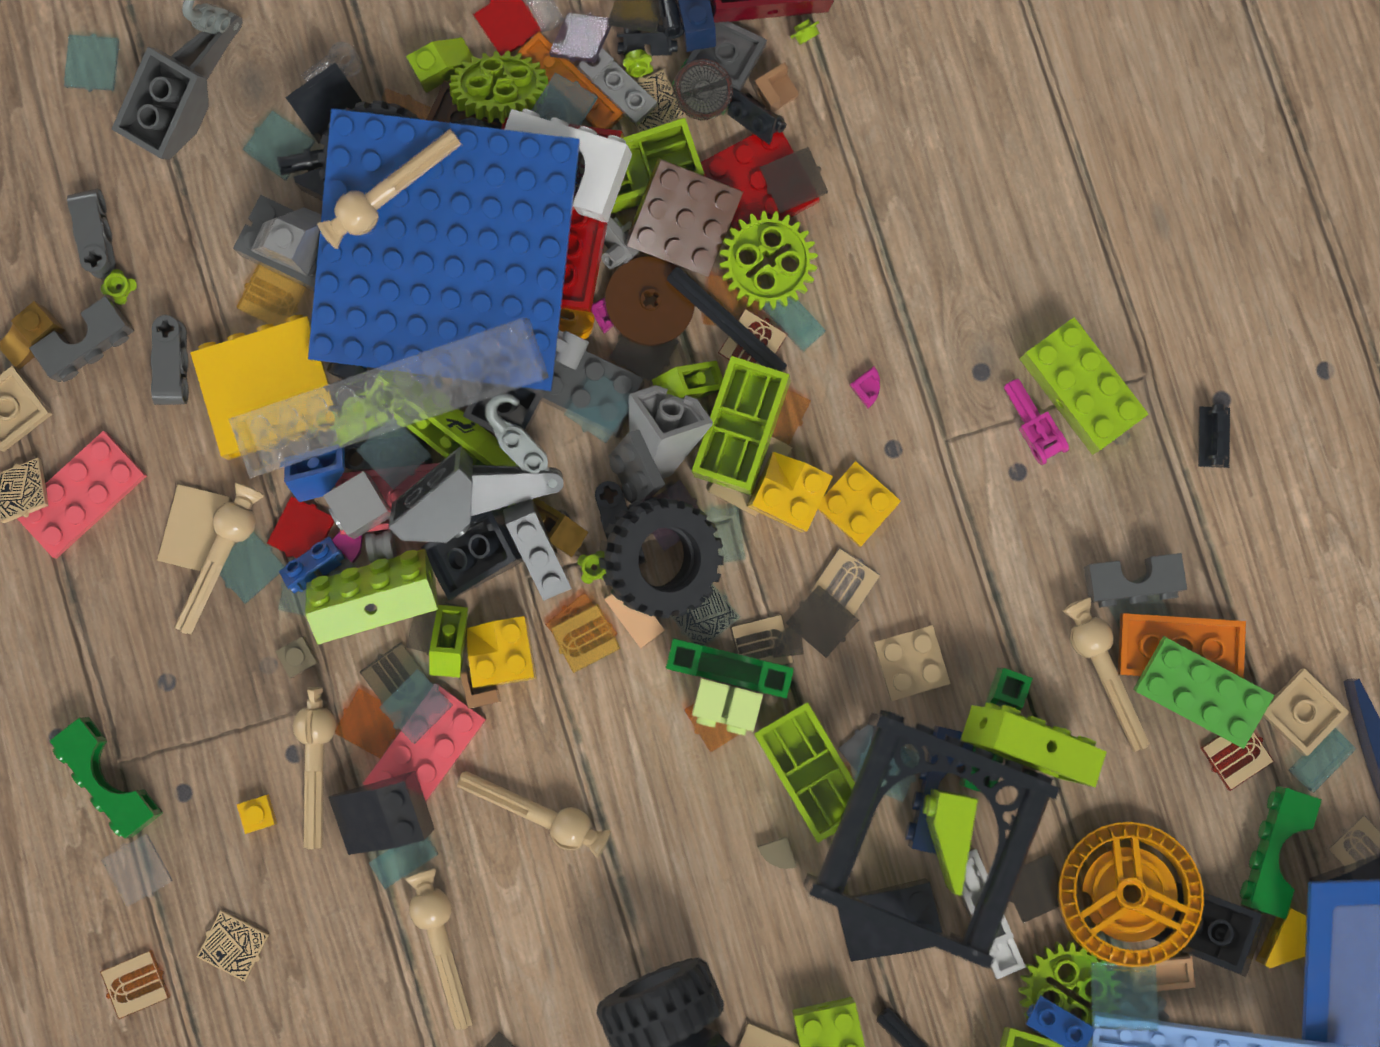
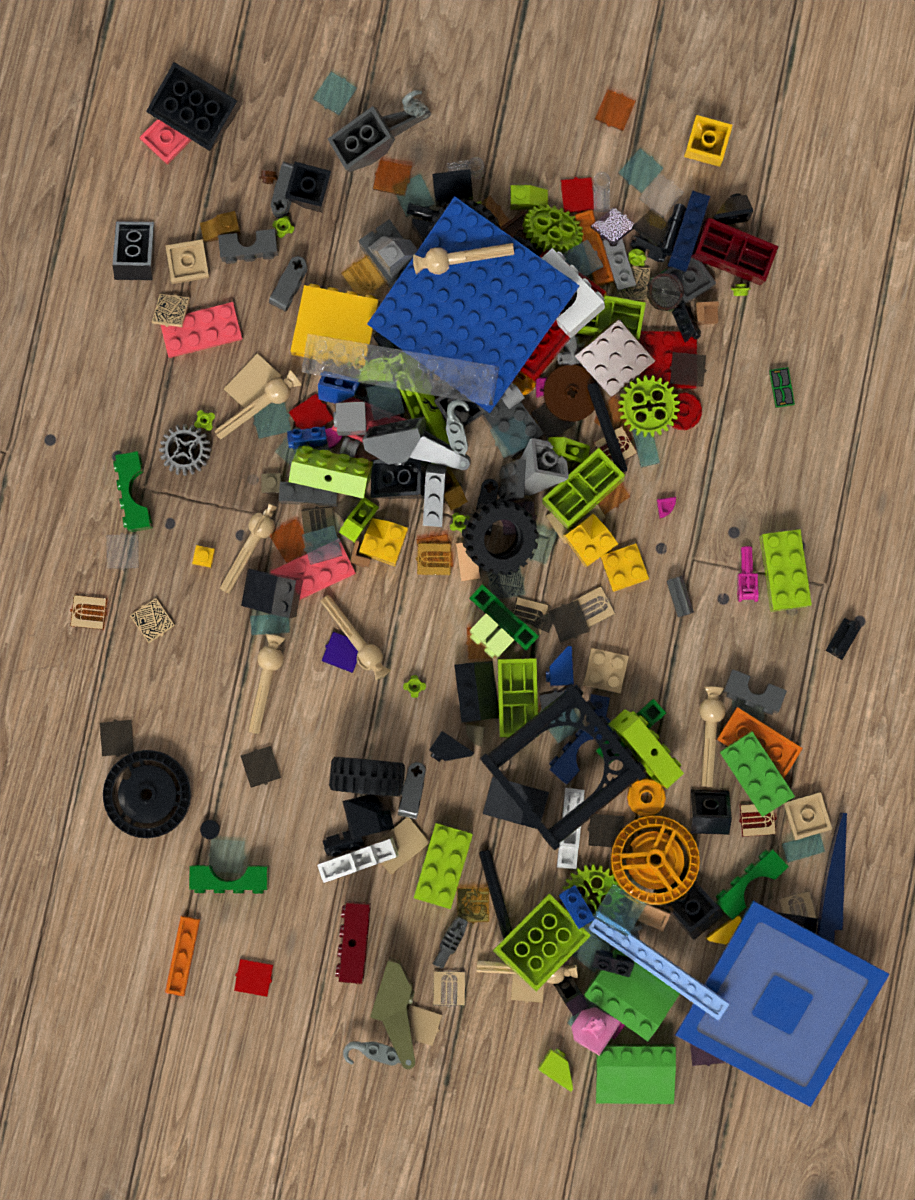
camera: 30 degrees right, 0 degrees up
(59, 228) = (268, 177): none -> reddish brown plate
(122, 210) = (309, 186): none -> black slope
(141, 689) = (175, 436): none -> light grey gear
(162, 620) = (204, 425): none -> lime plate
(235, 136) = (392, 177): none -> clear orange piece
(343, 652) = (295, 494): none -> dark grey arch
(525, 844) = (340, 653): none -> dark purple piece
(664, 830) = (414, 681): none -> lime plate
(735, 986) = (412, 792): none -> dark grey piece
(748, 793) = (476, 691): none -> black slope
(755, 899) = (448, 749): none -> black slope
(829, 239) = (689, 413): none -> red tile
(849, 696) = (561, 670): none -> blue slope
(931, 715) = (601, 704): none -> dark blue bracket
(936, 136) = (781, 387): none -> tile
(951, 827) = (576, 765): lime slope -> none
(958, 502) = (680, 596): none -> dark grey axle
(1080, 822) = (634, 797): none -> light orange tile
(1167, 781) = (710, 812): none -> black slope

